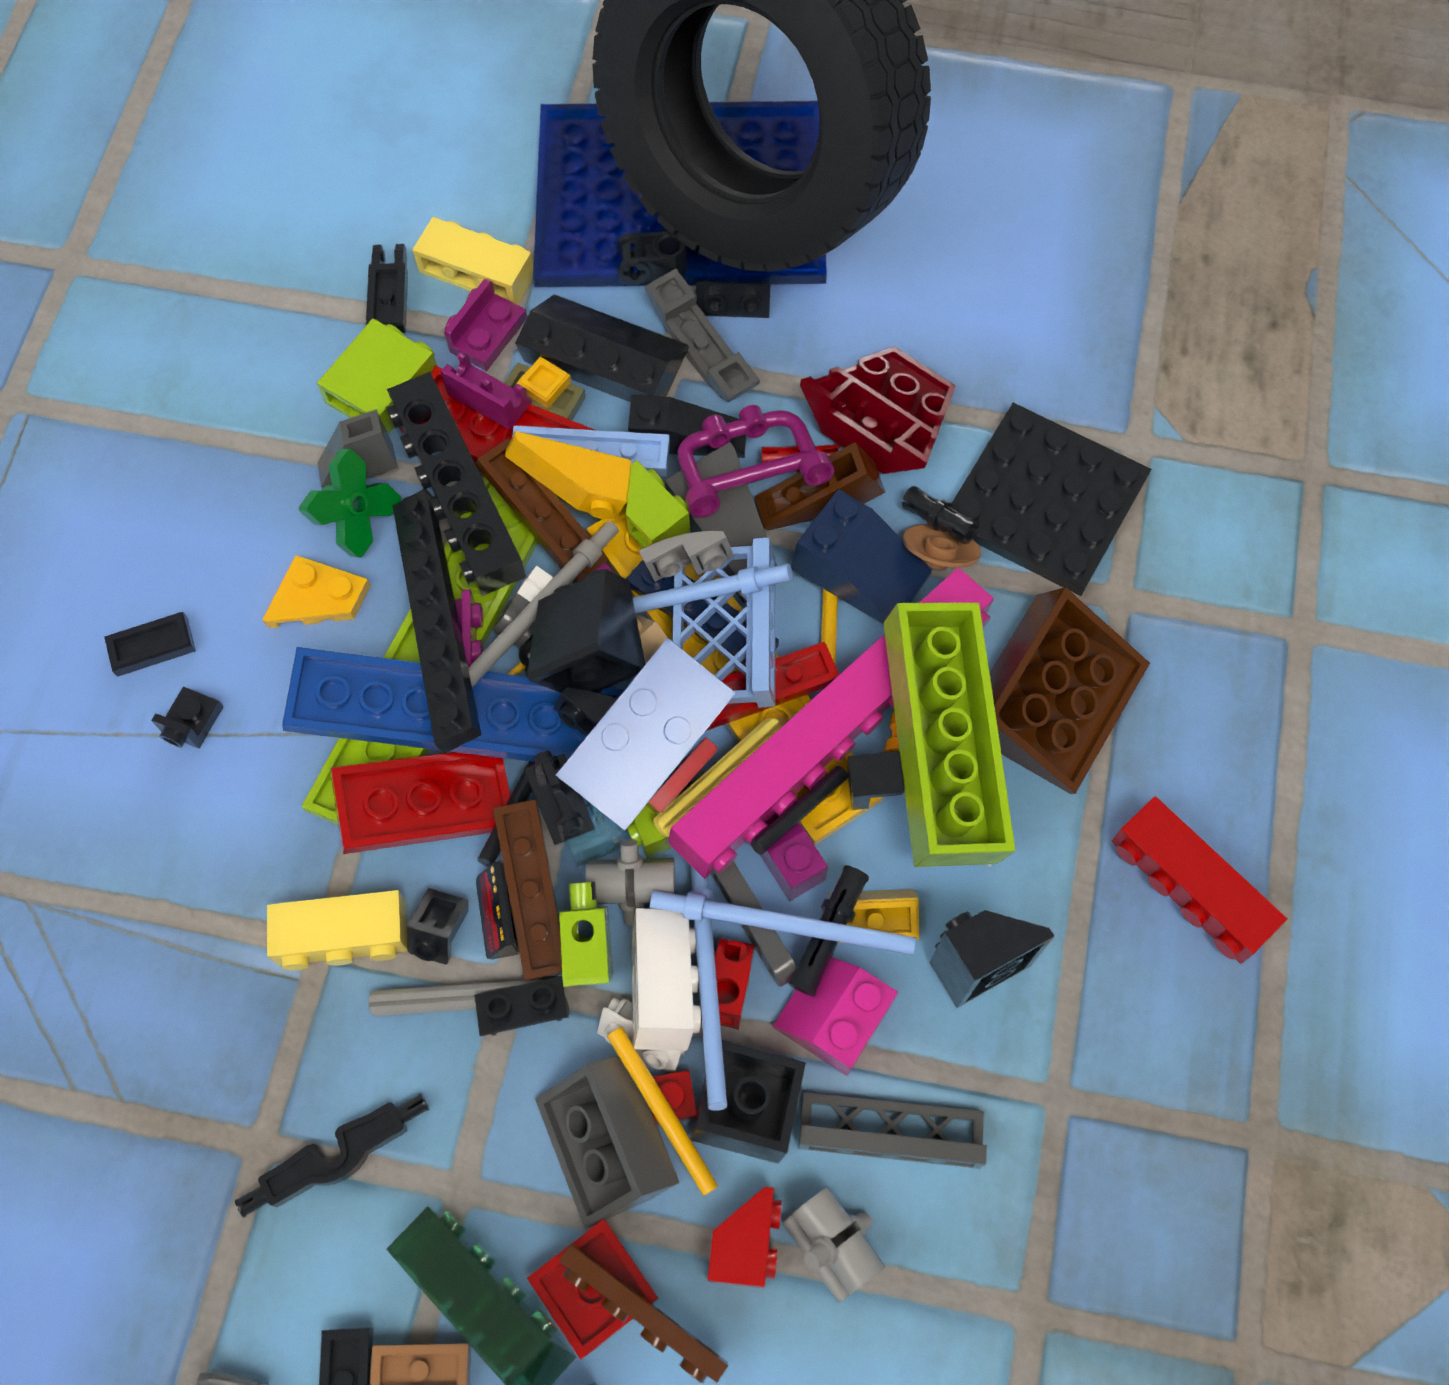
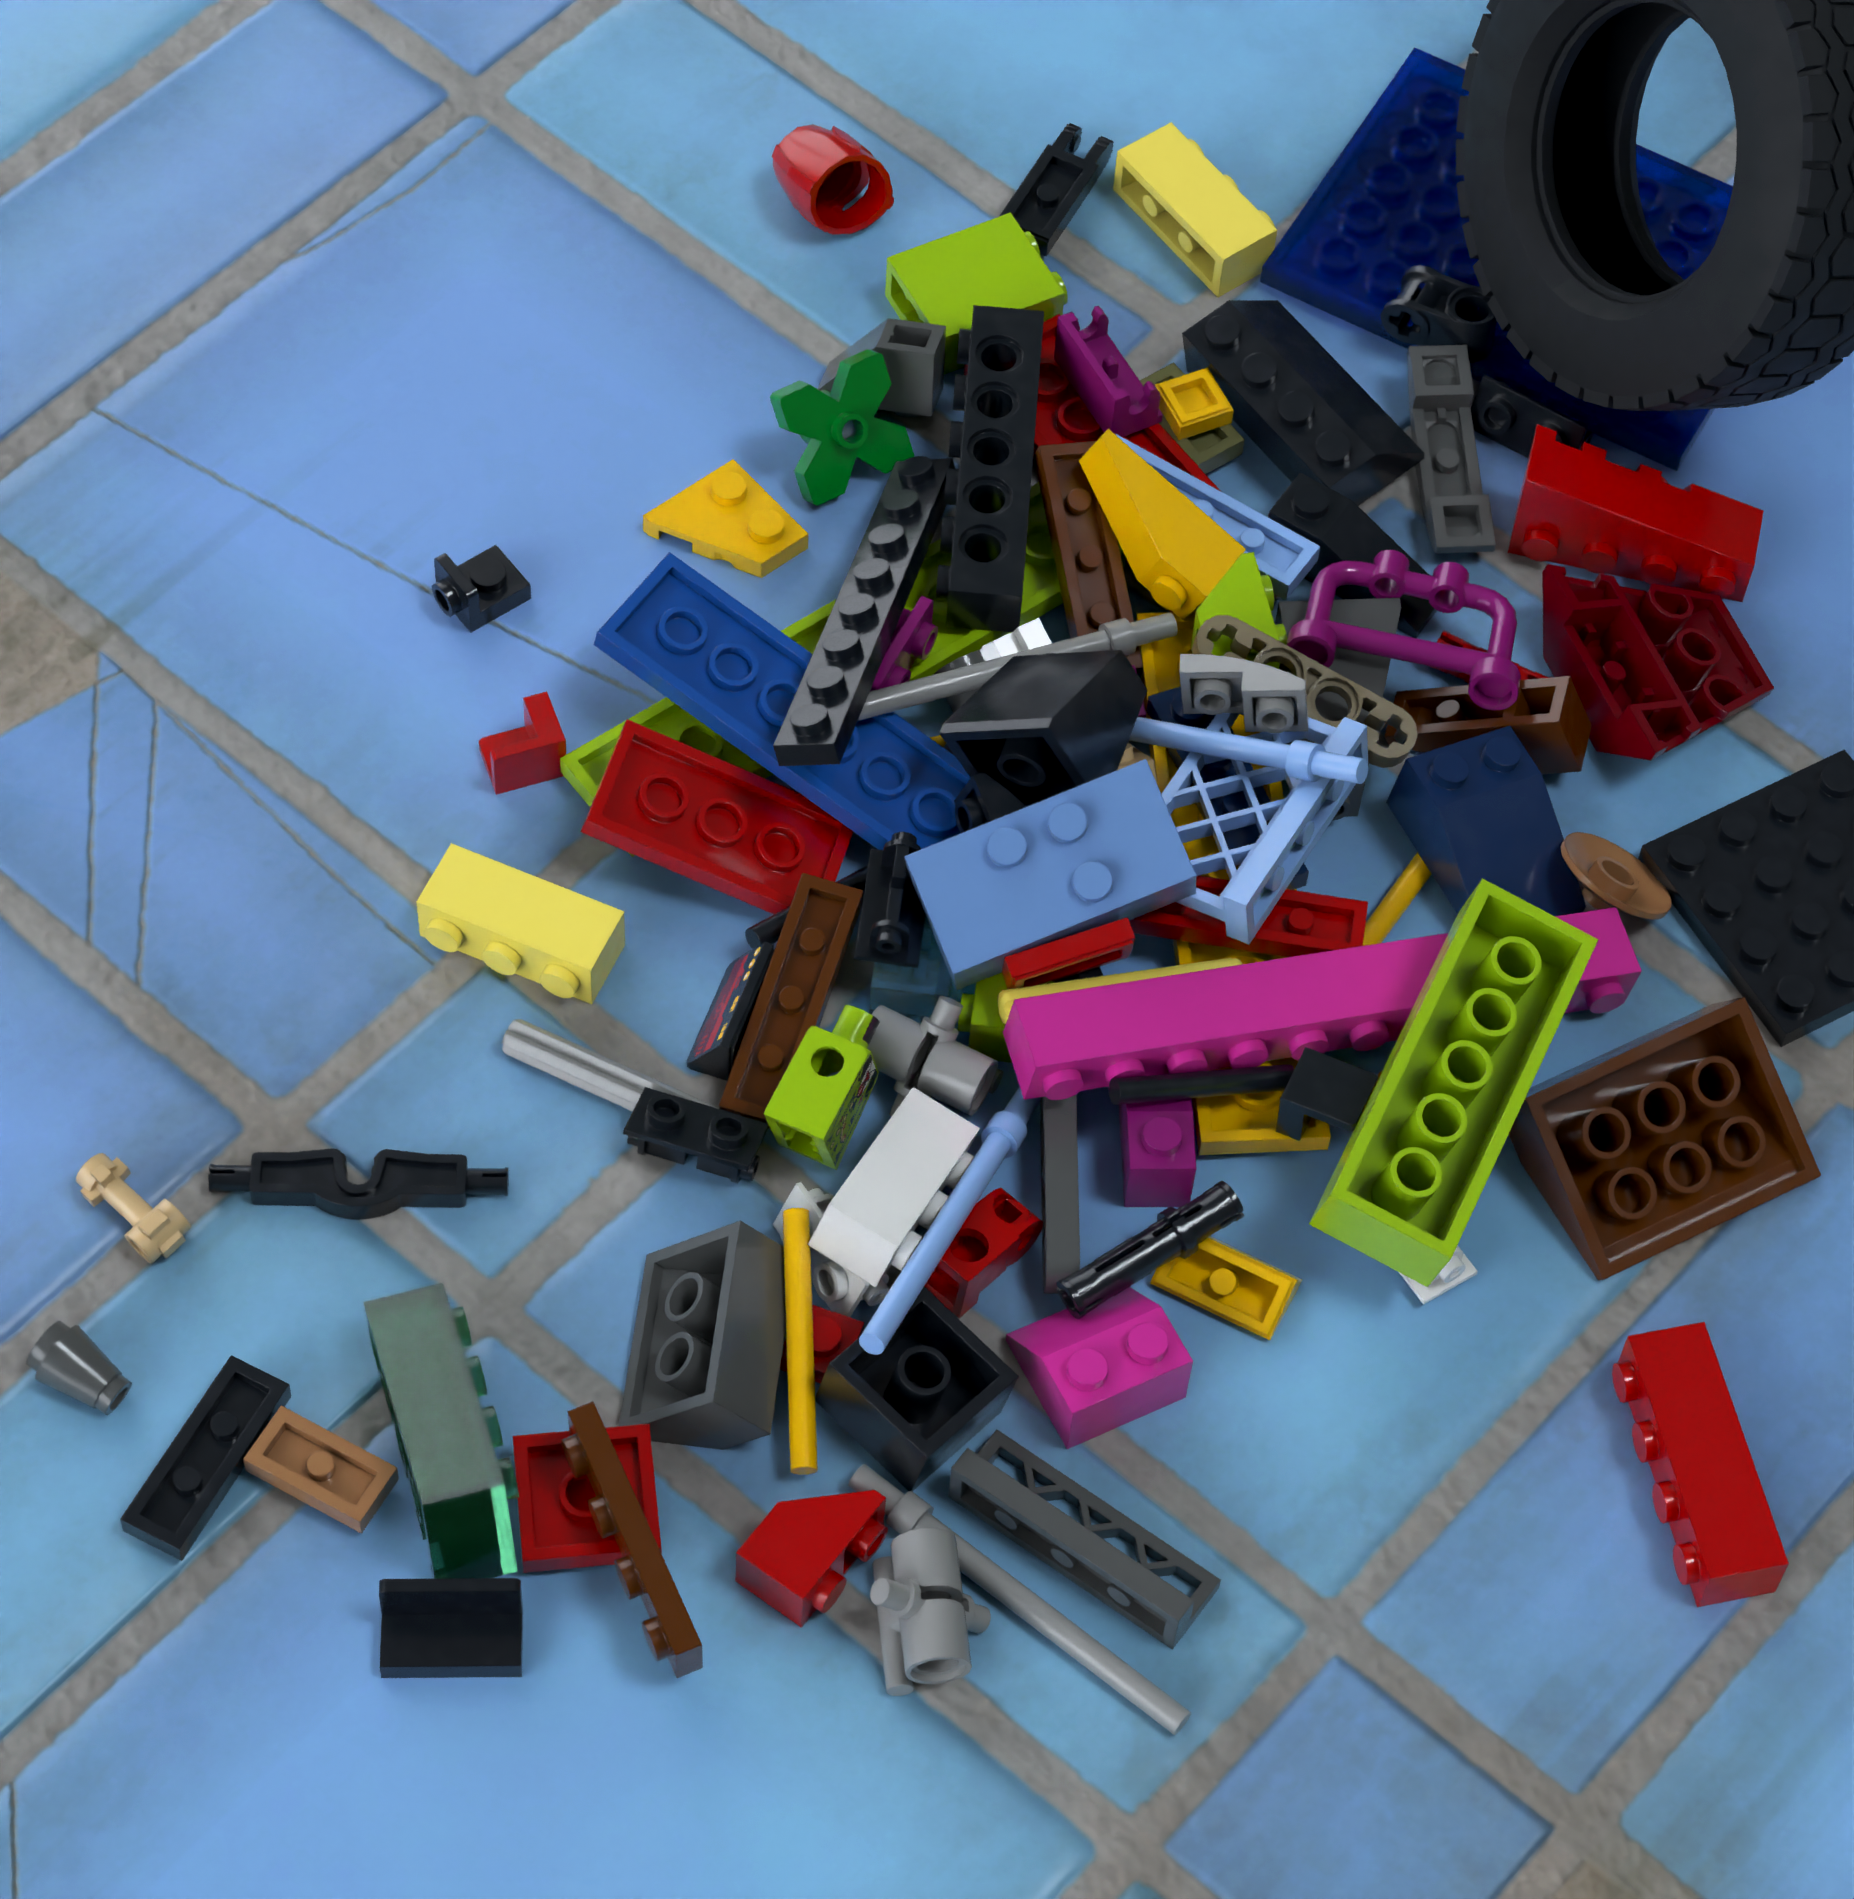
camera: 25 degrees right, 10 degrees down
(149, 644) = (483, 475): black tile -> none
(225, 1267) = (155, 1229): none -> tan bar
(248, 346) = (825, 172): none -> red helmet
(276, 810) = (528, 752): none -> red panel
(435, 925) = (643, 984): black bracket -> none
(483, 325) = (1156, 295): magenta bracket -> none
(695, 907) = (994, 1126): light blue bar -> none
(717, 522) = (1318, 680): none -> dark tan beam
(789, 1180) = (911, 1512): none -> light grey bar
(825, 328) = (1631, 522): none -> red wedge
(940, 515) = (1640, 837): black pin -> none
(985, 952) = (1340, 1373): black slope -> none

